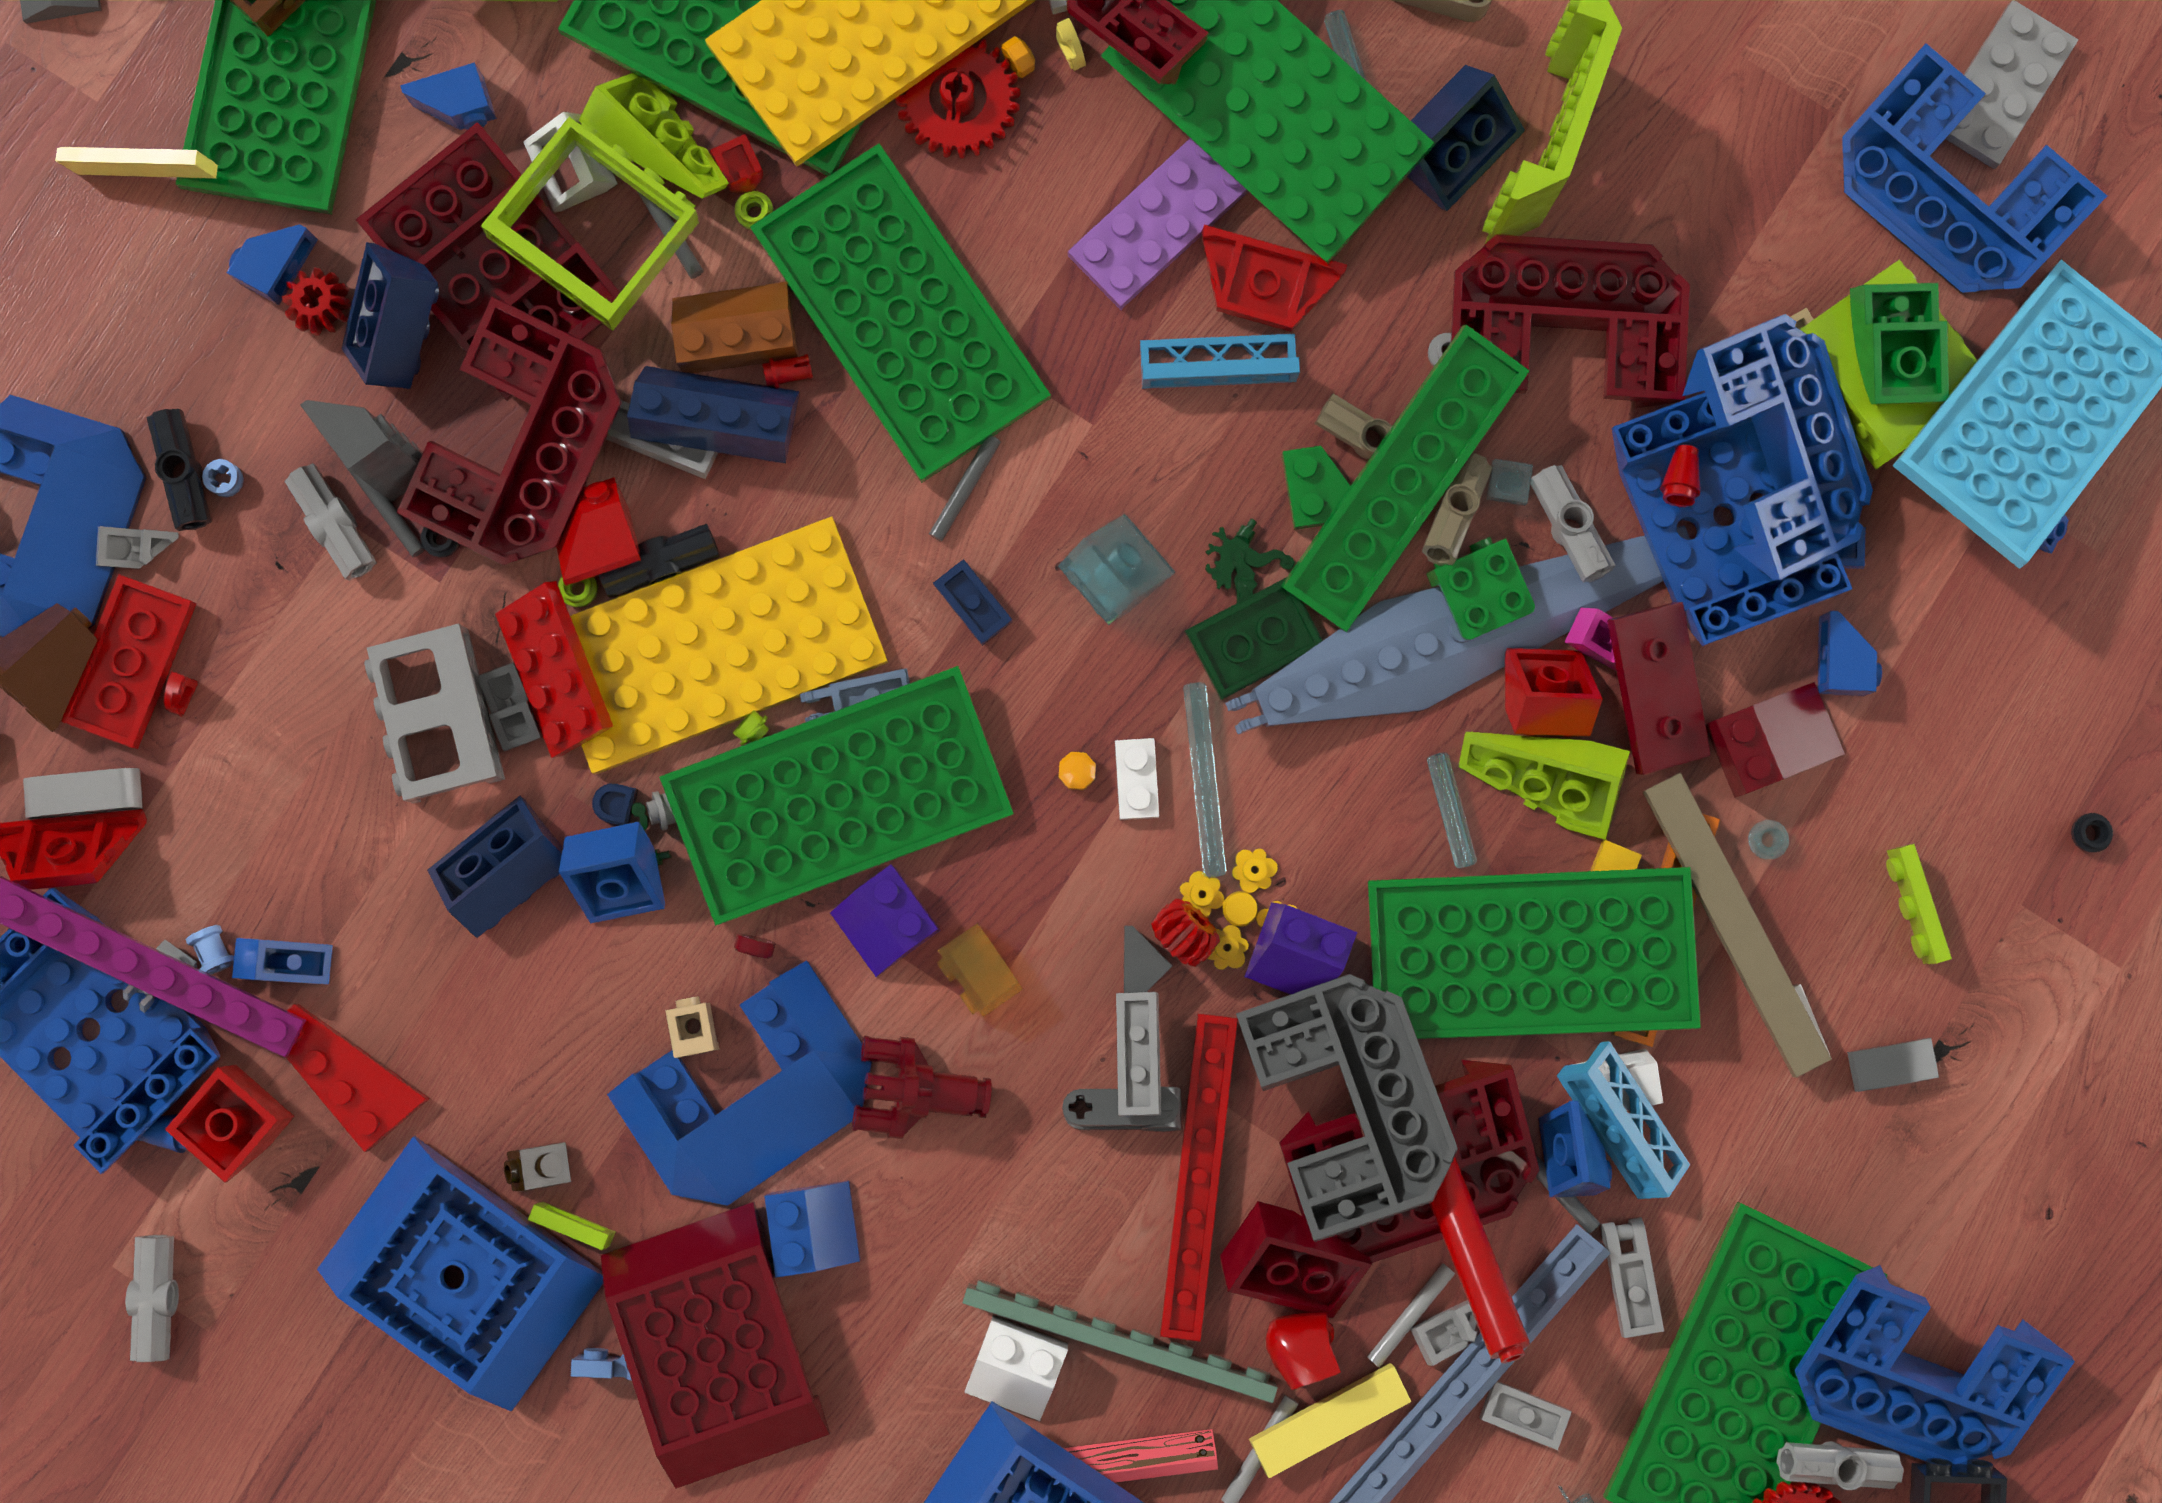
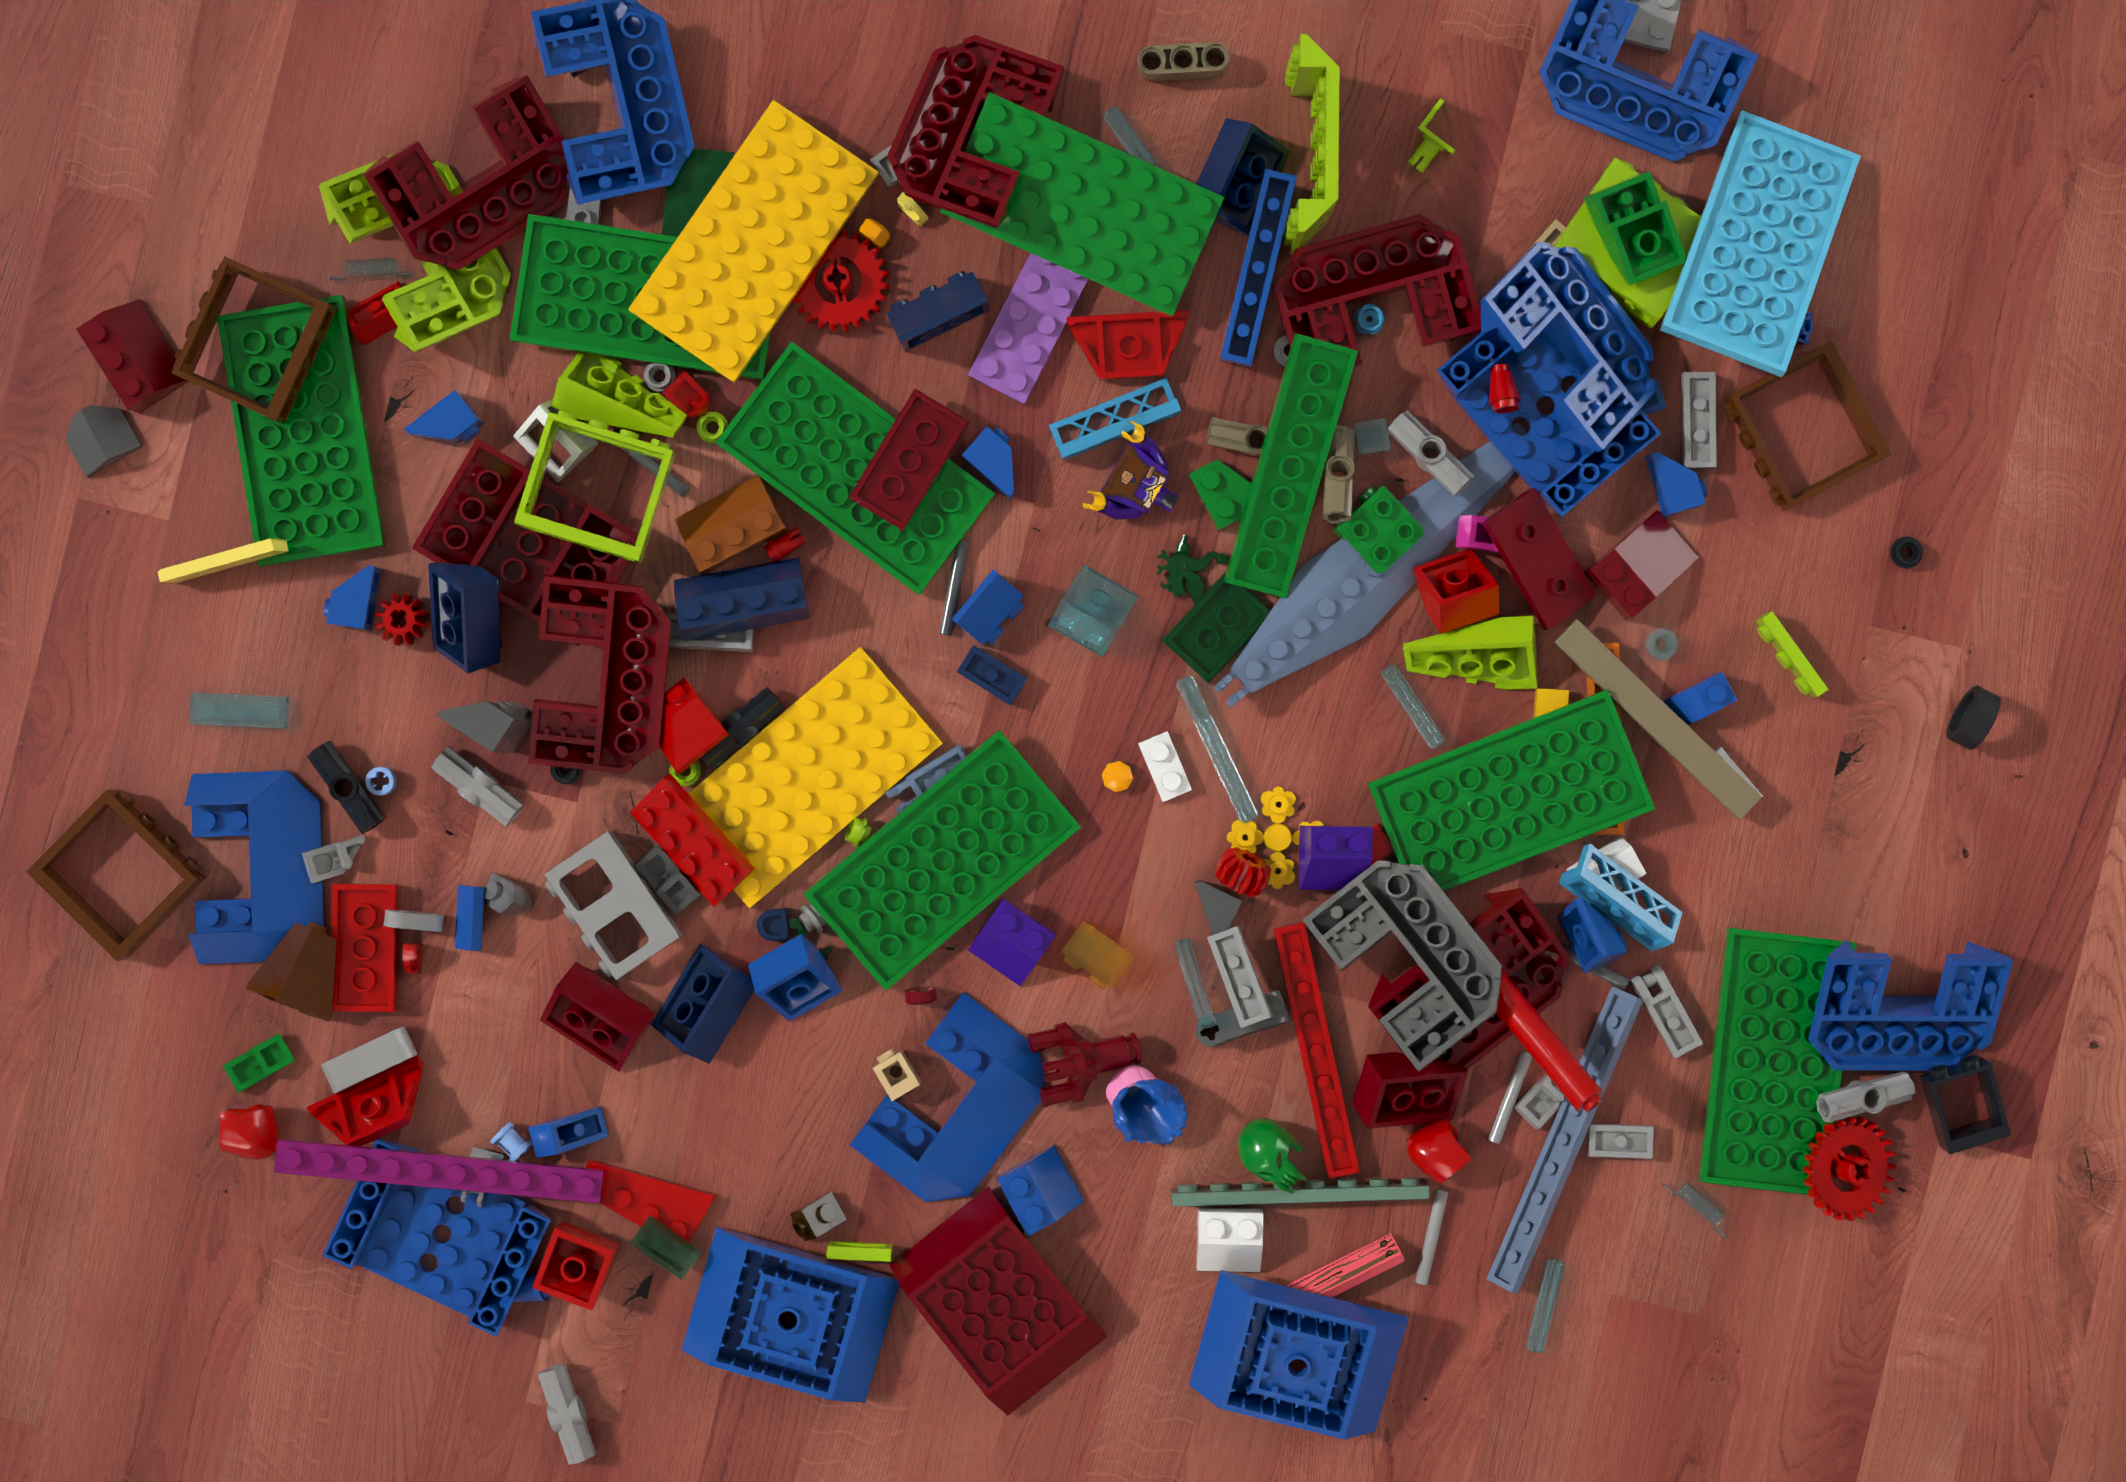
camera: 15 degrees left, 5 degrees up
(92, 341) = (239, 710): none -> clear light blue plate
(196, 648) = (413, 920): none -> light grey beam
(263, 669) = (469, 917): none -> blue tile
(315, 660) = (506, 896): none -> flat silver plate
(343, 1139) = (665, 1247): none -> clear green plate
(367, 836) = (597, 1016): none -> dark red slope
(392, 518) = (527, 769): dark grey bar -> none
(598, 1364) = (918, 1345): medium blue plate -> none
(707, 124) = (649, 376): none -> light grey plate
(965, 320) = (909, 460): none -> dark red plate
(973, 1171) = (1146, 1106): none -> blue hair
(996, 521) = (989, 609): none -> blue slope
(1059, 167) = (938, 310): none -> dark blue slope
(1062, 355) = (993, 459): none -> blue slope
(1082, 1045) = (1195, 983): none -> clear light blue axle
(1091, 1269) = (1258, 1150): none -> green helmet
(1217, 436) = (1135, 481): none -> torso
(1329, 1420) = (1476, 1196): light yellow tile -> none
(1359, 959) = (1381, 845): none -> red tile
(1443, 243) = (1258, 268): none -> blue brick
(1556, 339) = (1373, 311): none -> dark azure plate
(1692, 174) = (1431, 144): none -> lime bracket
(1798, 918) = (1702, 698): none -> blue slope
(1893, 1064) = (1811, 783): dark grey slope -> none
(1897, 594) = (1698, 420): none -> light grey plate
(2082, 632) = (1852, 404): none -> reddish brown window
(2114, 1053) = (1973, 717): none -> black tyre

